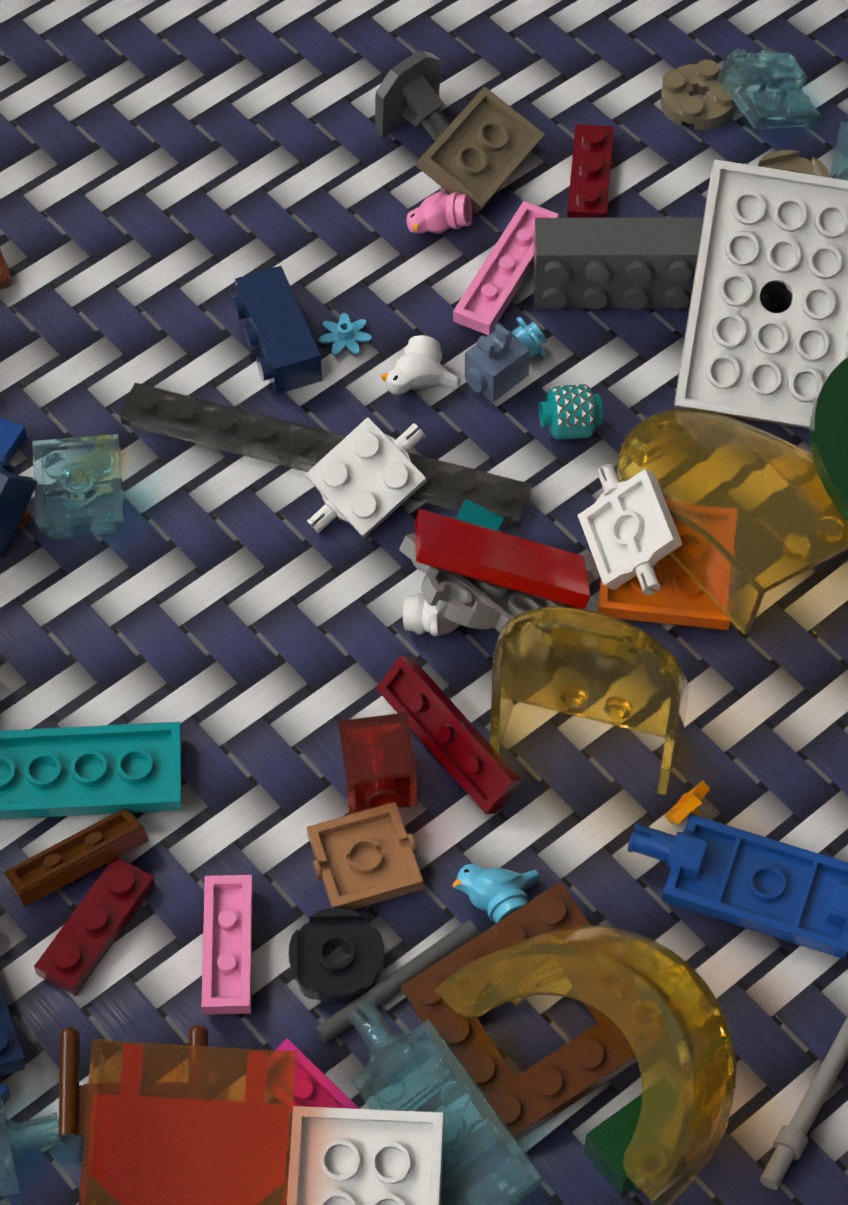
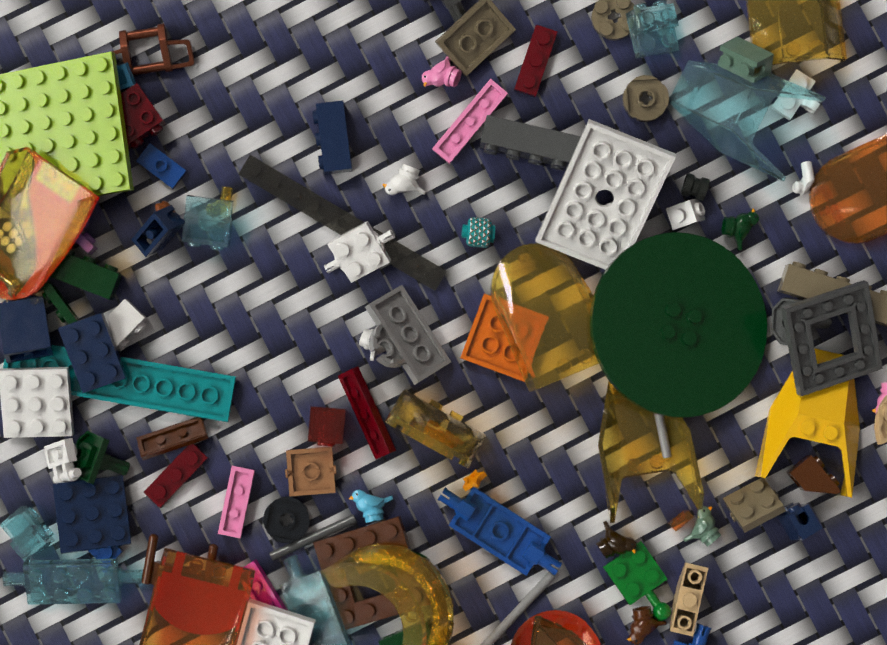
camera: 10 degrees right, 30 degrees up
(345, 334) = (372, 149): medium azure plant -> none
(477, 515) = (411, 290): teal tile -> none
(496, 363) = (446, 189): sand blue brick -> none
(501, 559) = (415, 325): red tile -> none
(531, 337) = (469, 175): medium azure plate -> none
(629, 529) = (485, 325): white plate -> none

